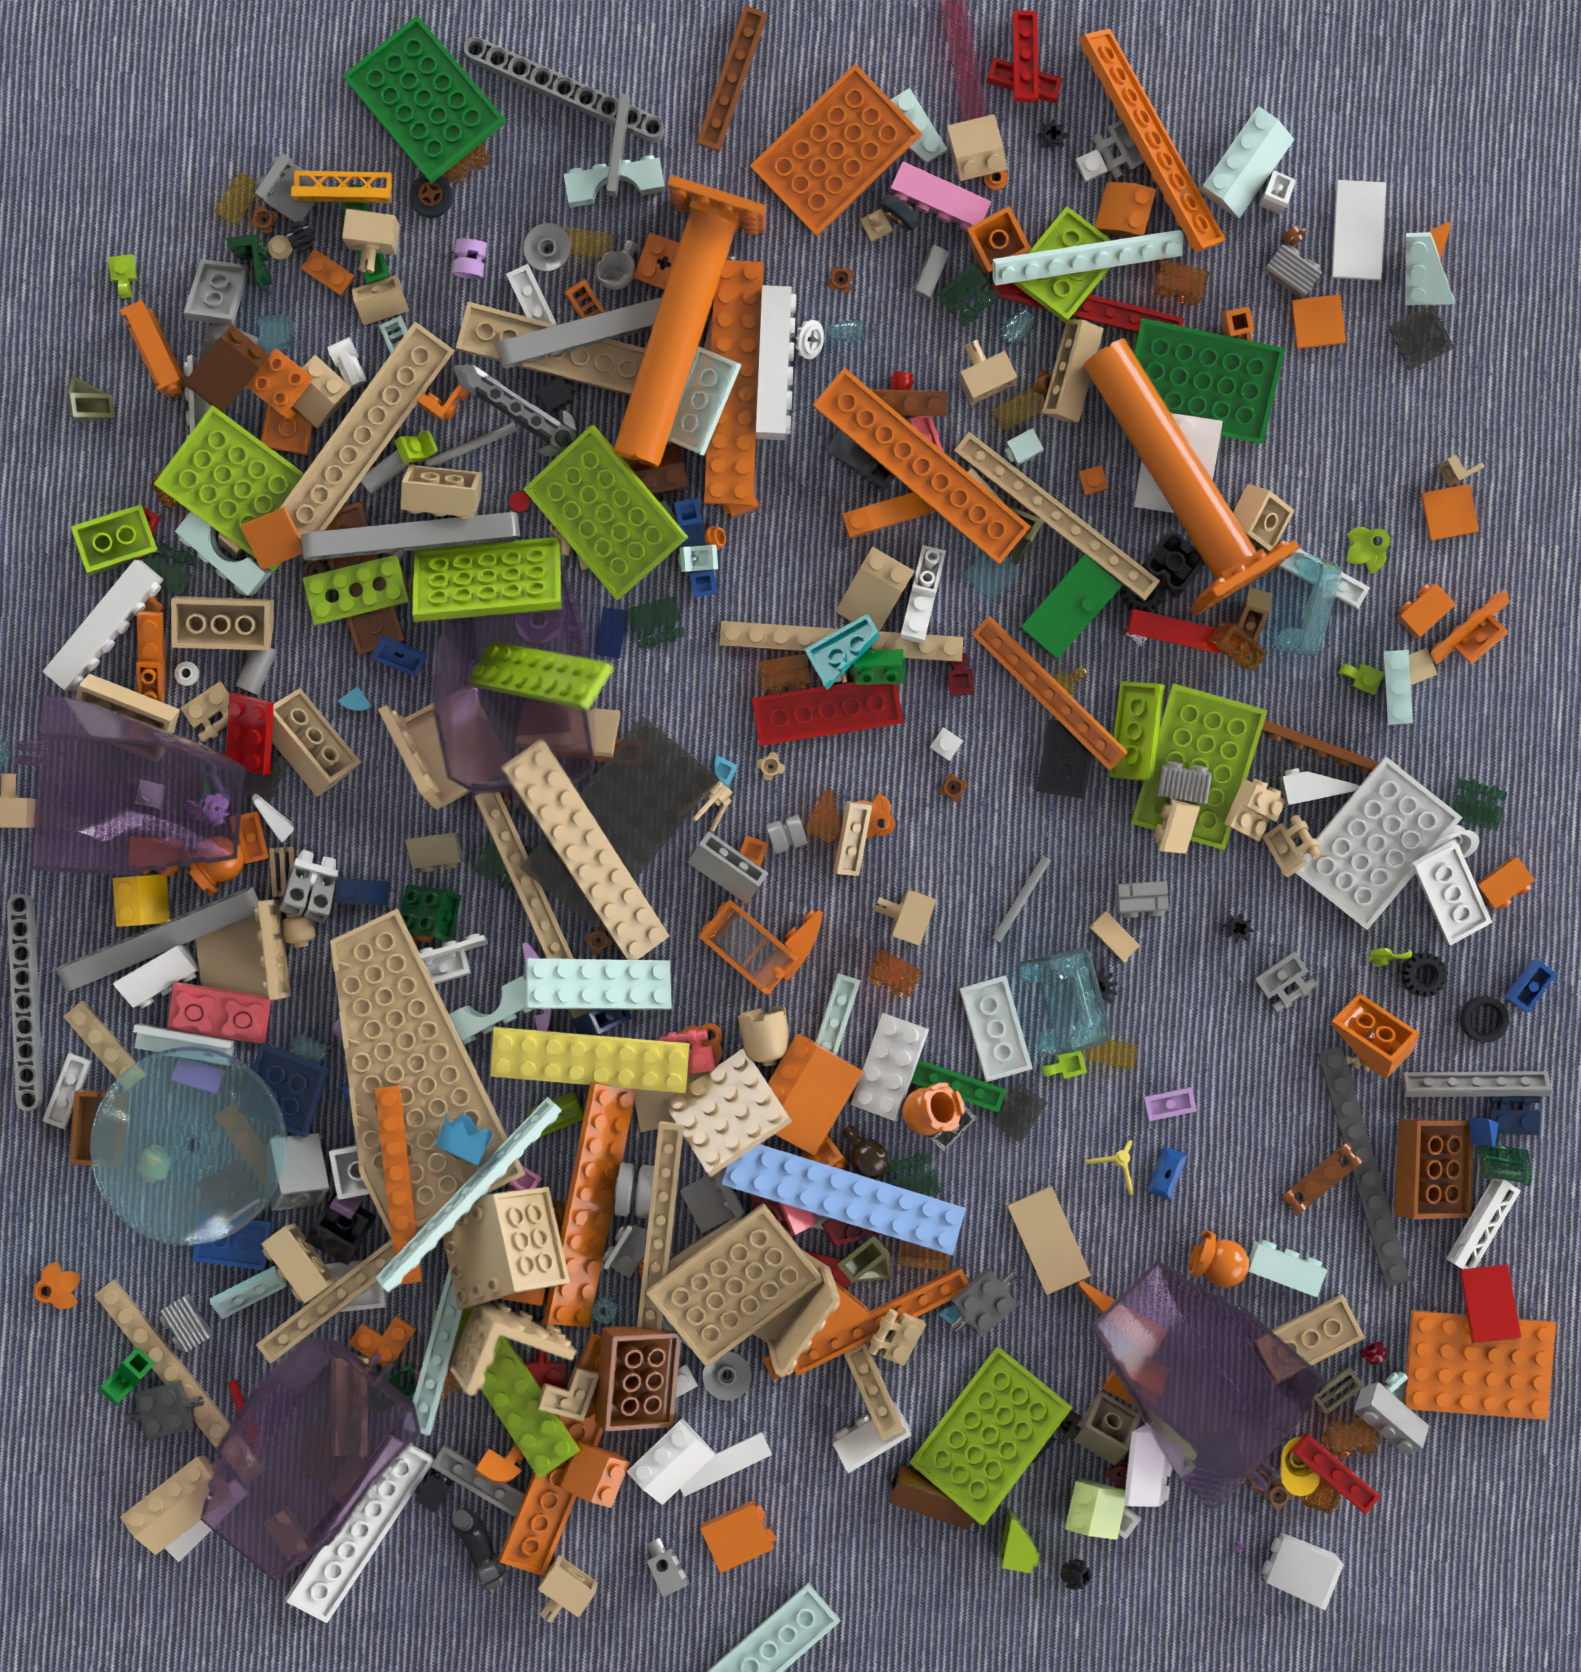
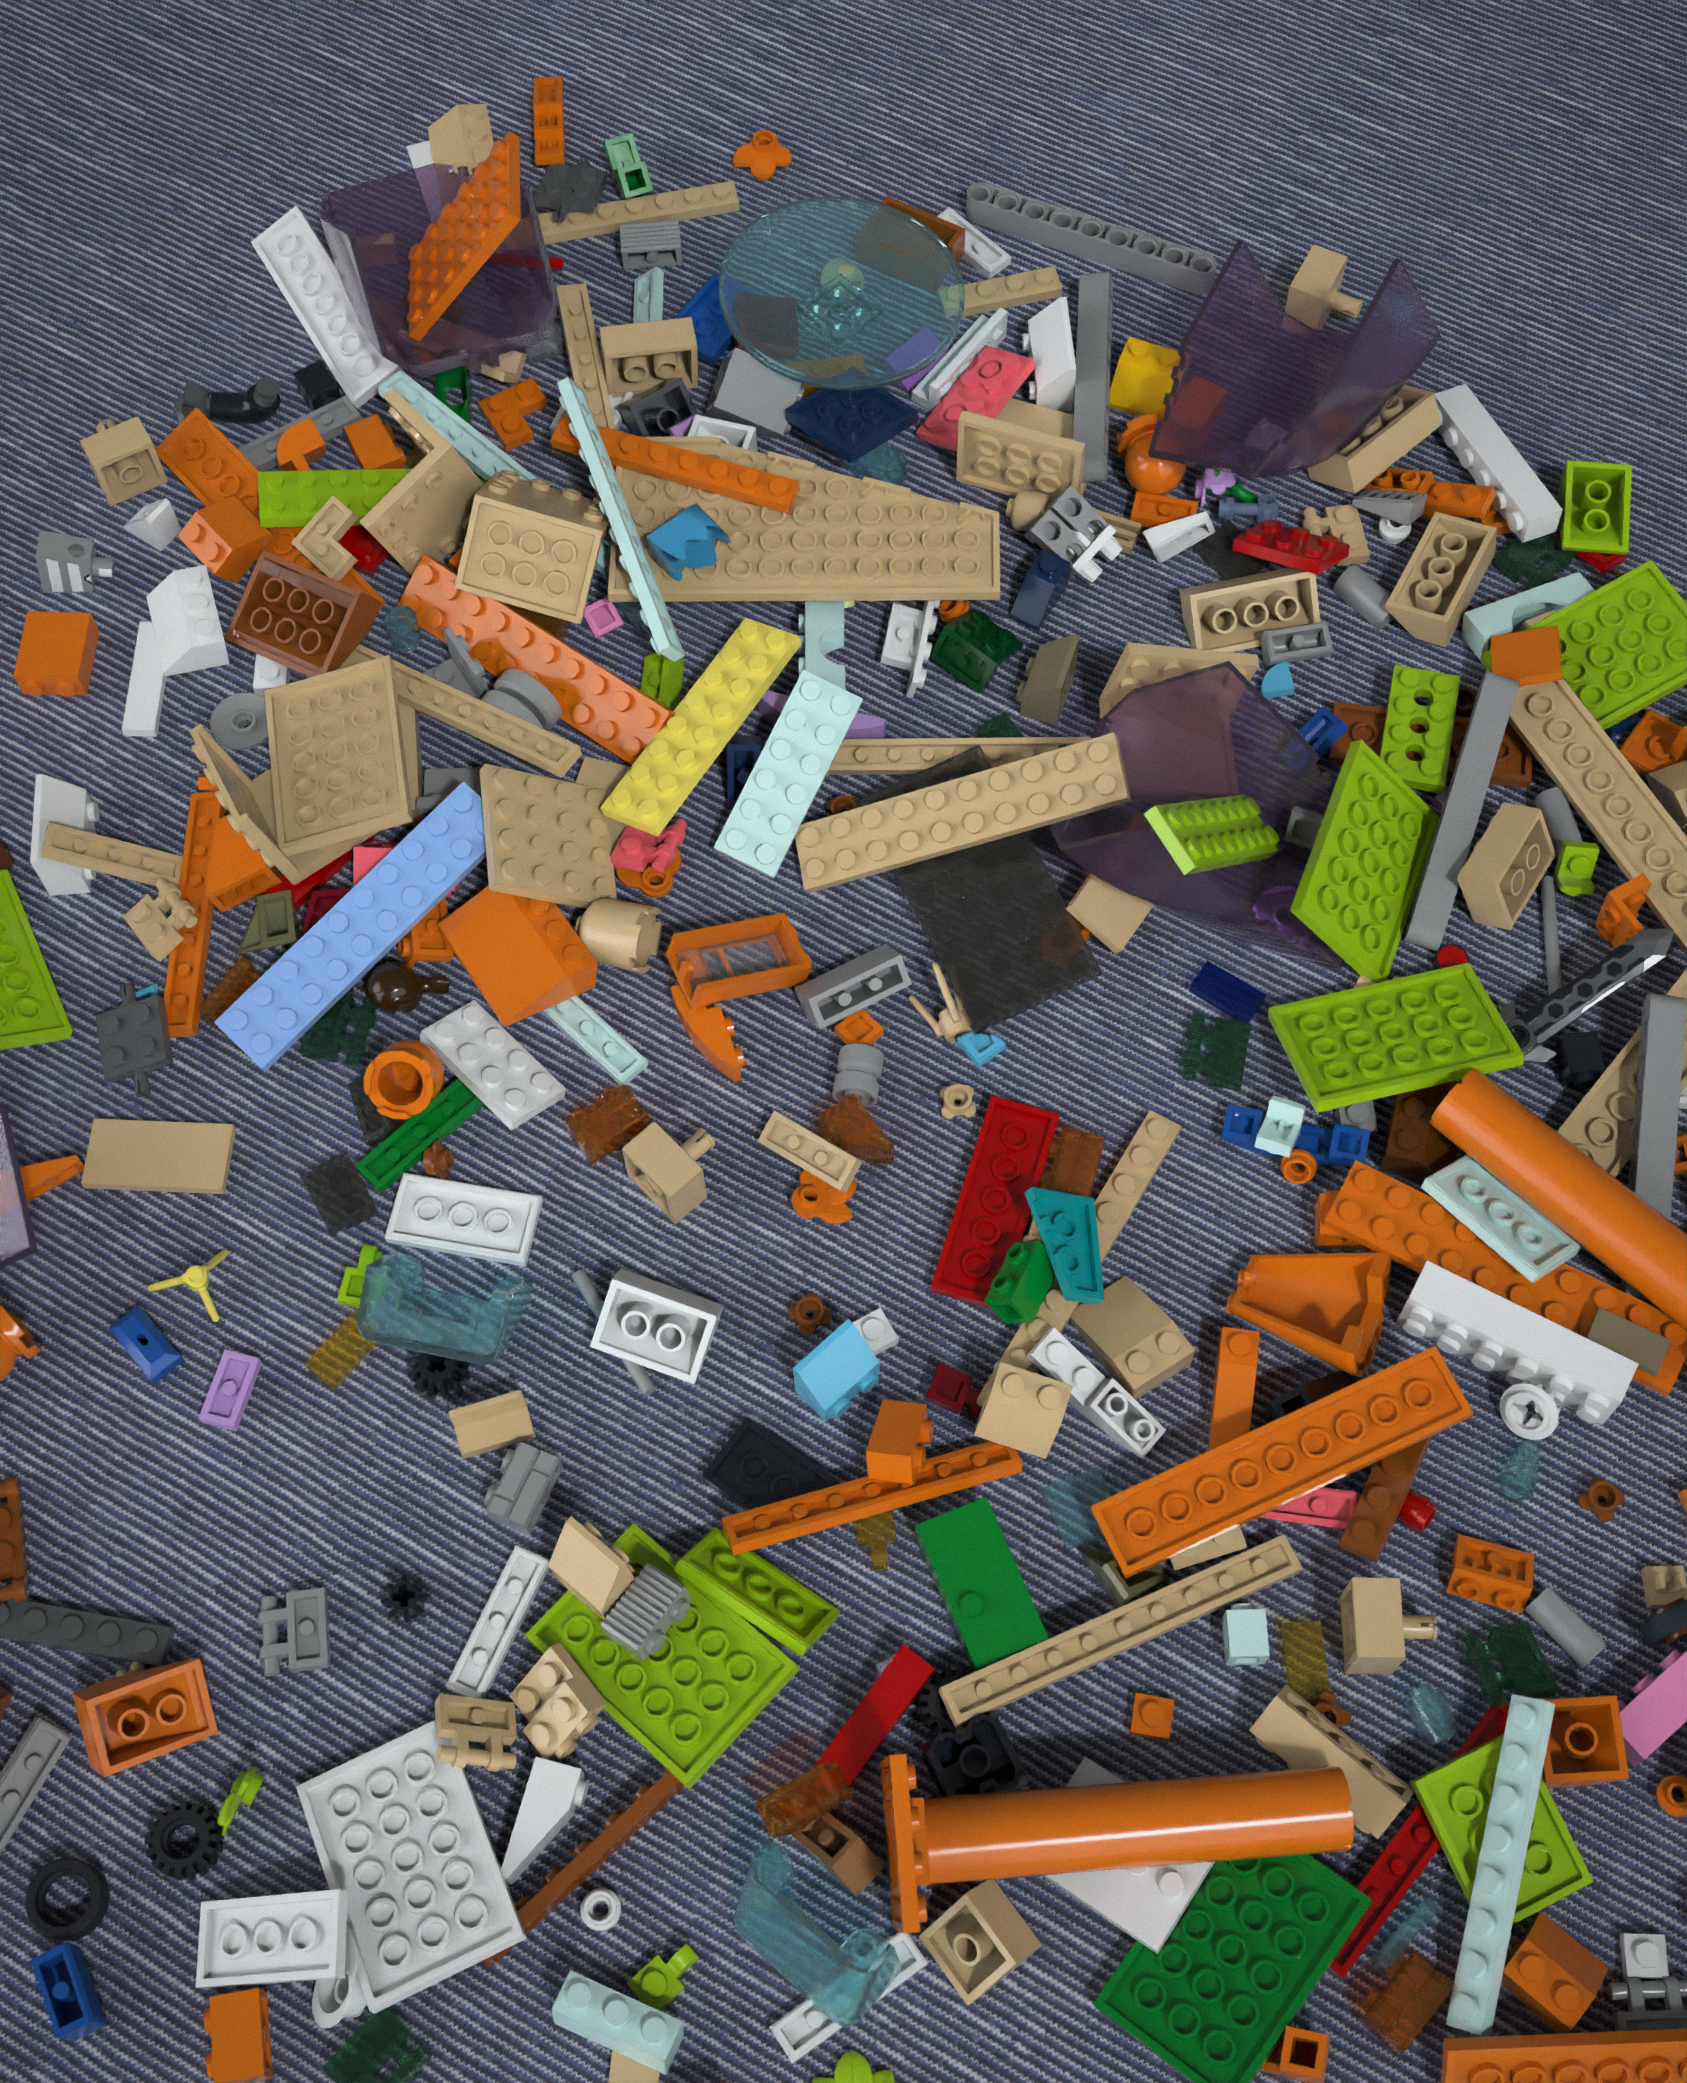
camera: 120 degrees right, 25 degrees down
(100, 1468) = (549, 120): none -> orange slope
(182, 669) = (1392, 504): none -> light grey slope
(289, 1433) = (464, 235): none -> orange plate
(322, 699) = (1296, 643): none -> light grey brick
(467, 1418) = (373, 444): none -> orange brick
(475, 630) = (1303, 827): none -> light grey tile
(602, 1539) = (155, 524): none -> white slope
(748, 297) = (1629, 1340): none -> dark tan tile
(805, 488) = (1317, 1303): none -> orange cone
(917, 325) = (1491, 1573): none -> orange bracket
(957, 629) = (1022, 1410): none -> tan slope
(968, 1064) = (438, 1160): none -> dark orange plate
(987, 750) = (836, 1372): none -> medium azure slope
(1008, 872) = (656, 1325): none -> white slope
(1011, 693) = (899, 1441): none -> orange brick
(1144, 295) = (1405, 1933): none -> clear light blue tile
(1222, 870) = (498, 1624): none -> white tile
(1351, 726) = (595, 1897): none -> white plate

